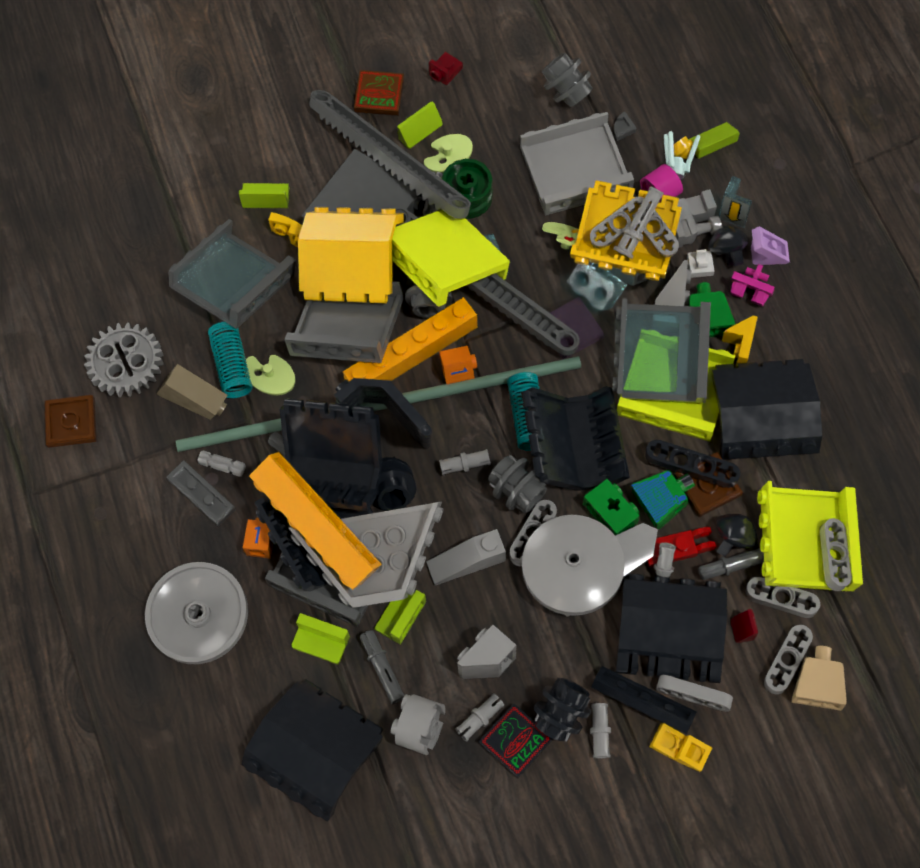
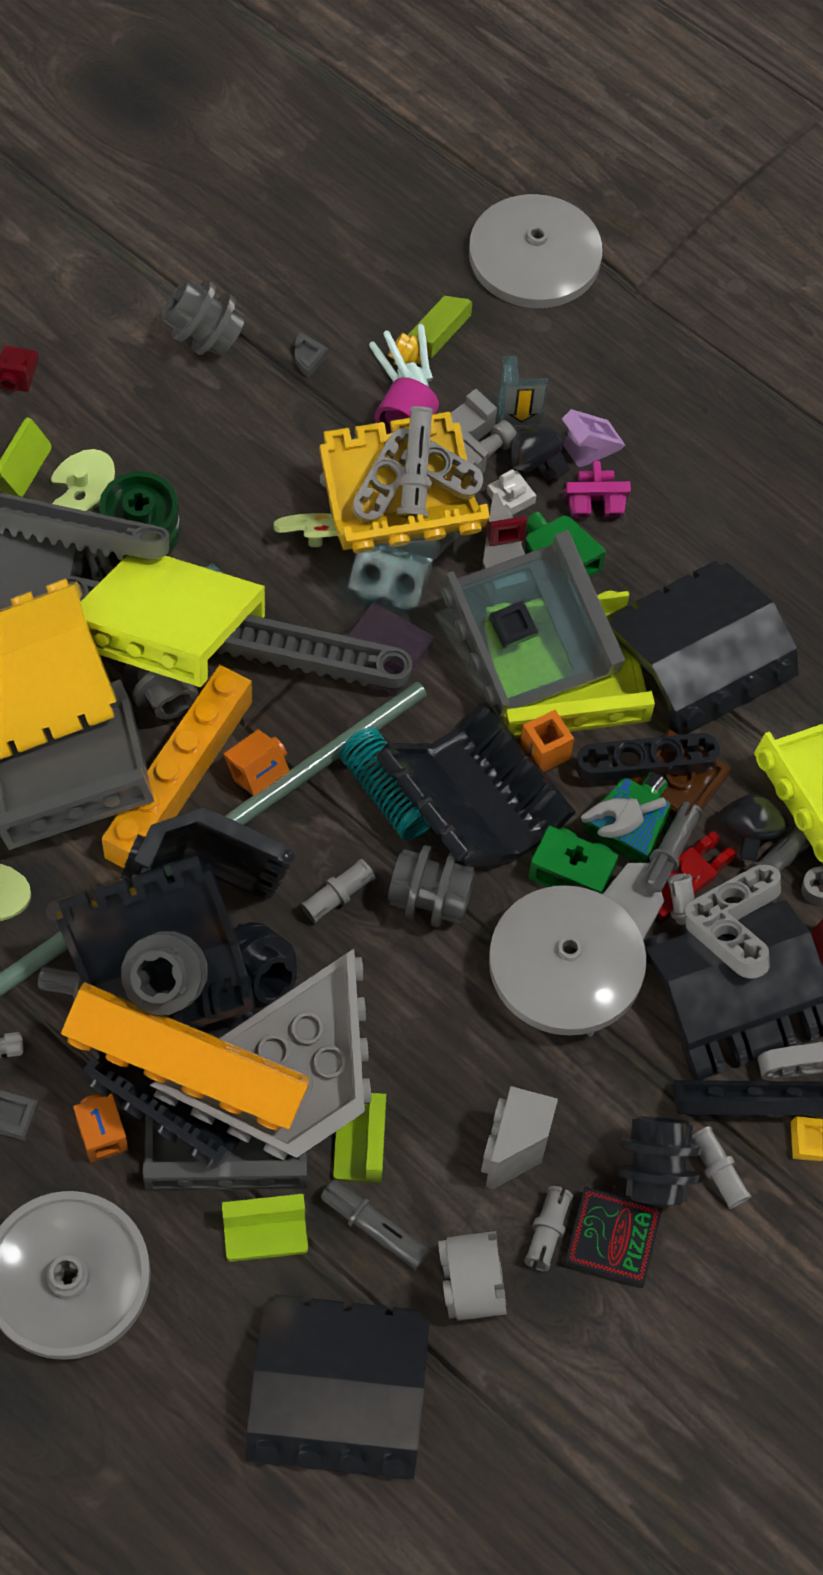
camera: 35 degrees left, 5 degrees down
(324, 467) = (140, 974): none -> dark grey piece
(467, 557) = (415, 1017): light grey slope -> none
(535, 514) = (476, 931): light grey beam -> none
(570, 159) = (265, 427): light grey panel -> none
(634, 427) = (547, 740): none -> orange brick
(651, 346) = (513, 624): none -> black tile
(656, 492) = (625, 811): none -> light grey hand
(666, 530) = (665, 858): none -> dark grey axle
(677, 585) = (712, 916): none -> light grey beam
(678, 286) = (506, 530): none -> dark red slope
(742, 337) = (622, 565): yellow slope -> none
(800, 115) = (535, 251): none -> light grey dish

